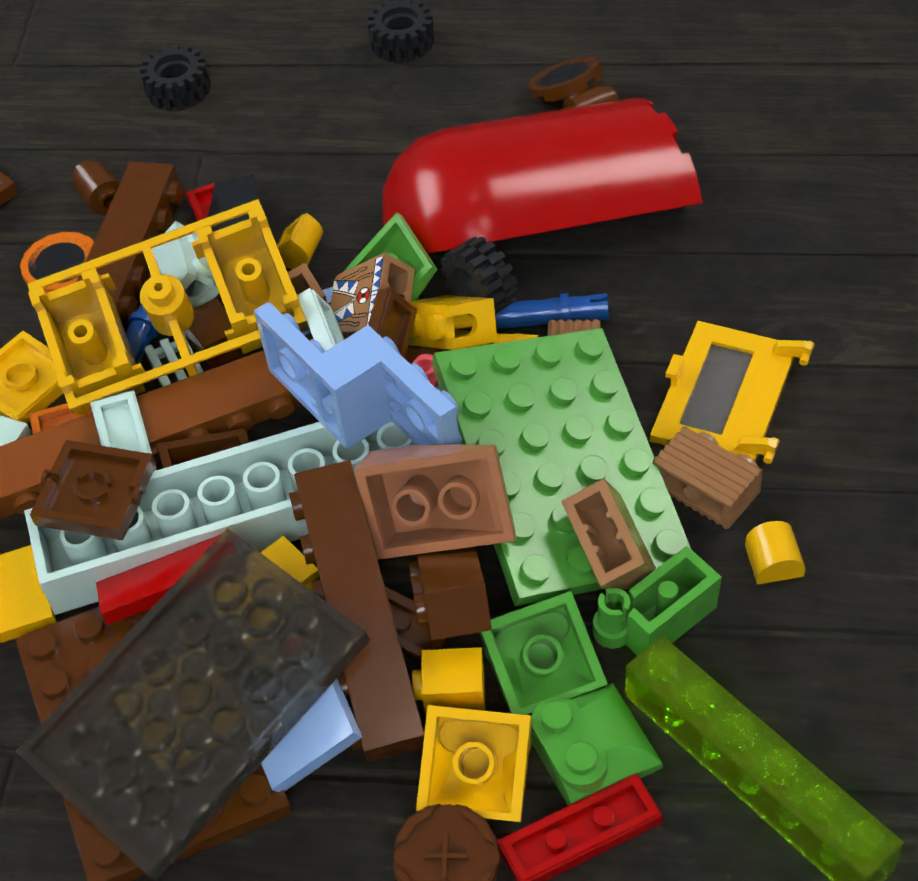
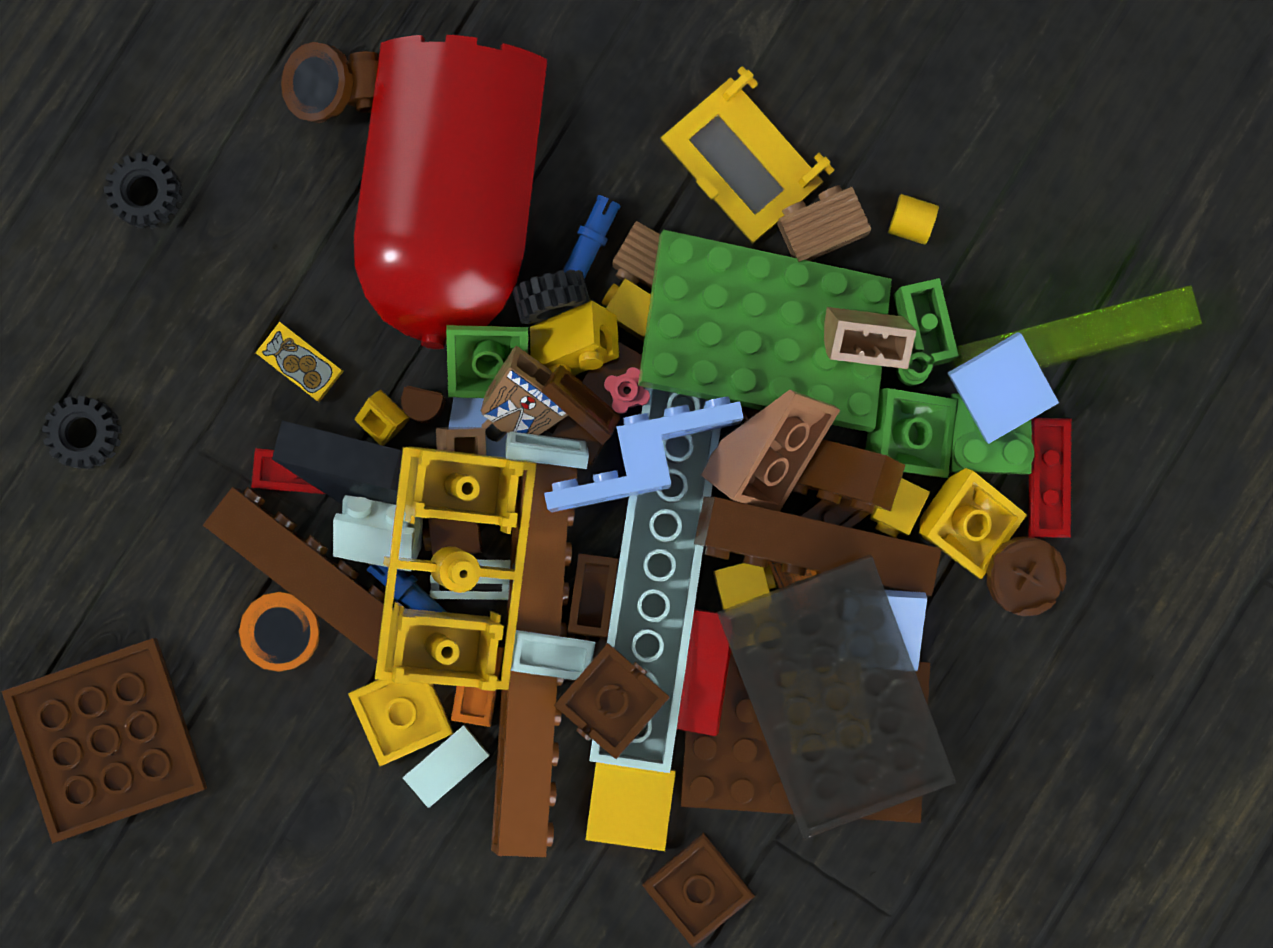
camera: 65 degrees left, 35 degrees up
(95, 185) = (202, 563): reddish brown brick -> none
(316, 177) = (299, 362): none -> tile
(324, 259) = (422, 404): none -> reddish brown brick
(642, 692) = (1003, 387): none -> light blue tile

